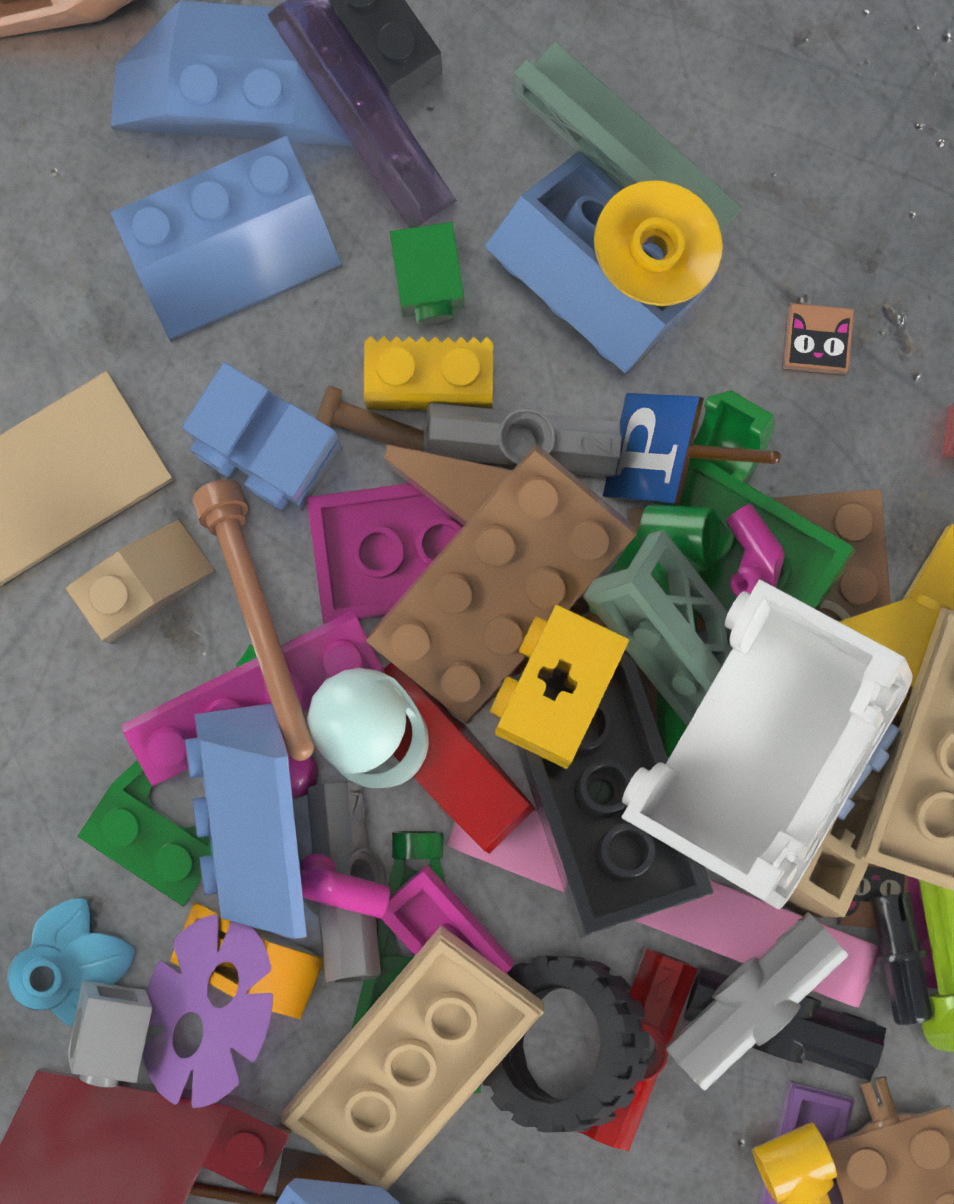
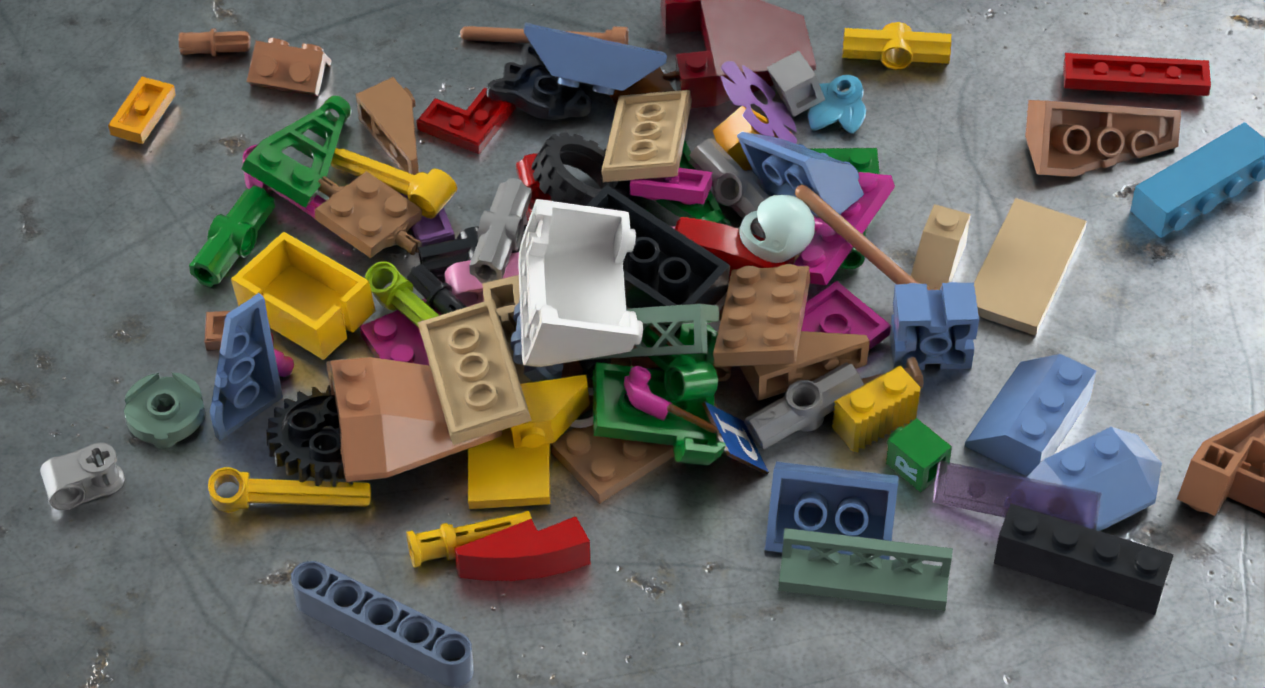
camera: 145 degrees right, 35 degrees down
(326, 886) = (737, 161): dark pink arm -> none
(587, 656) = (700, 263): yellow brick -> none
(675, 223) = (811, 485): yellow dish -> none
(818, 339) = (687, 548): tile -> none

